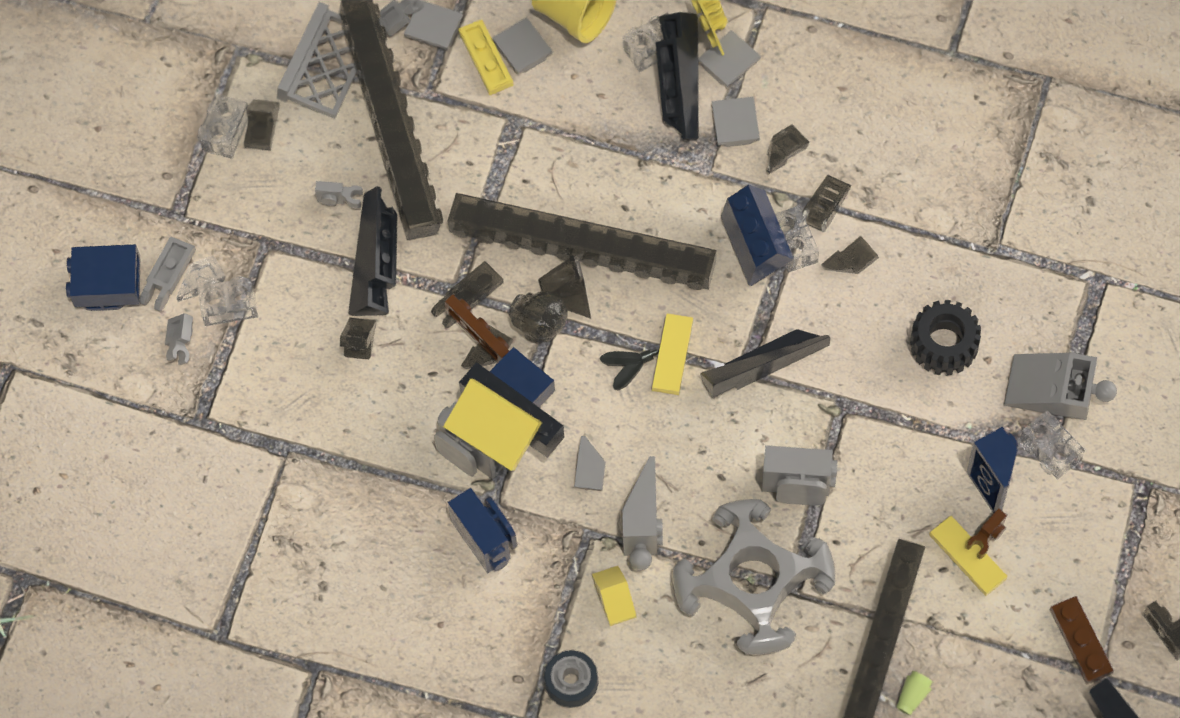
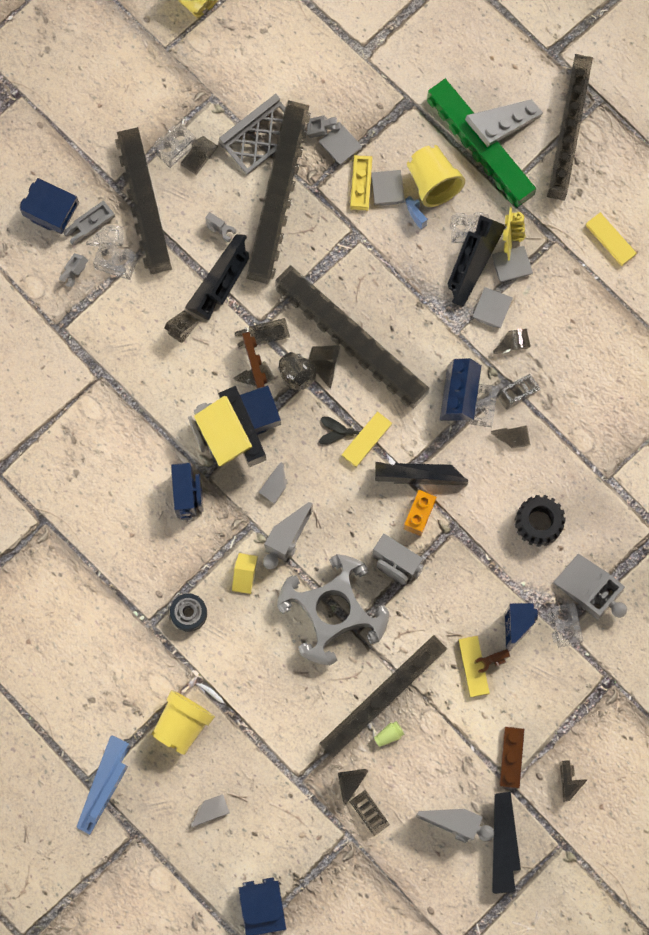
camera: 25 degrees right, 10 degrees up
(223, 211) = (144, 201): none -> clear smoke brick
(575, 58) = (416, 214): none -> medium blue slope
(792, 405) = (419, 513): none -> light orange brick

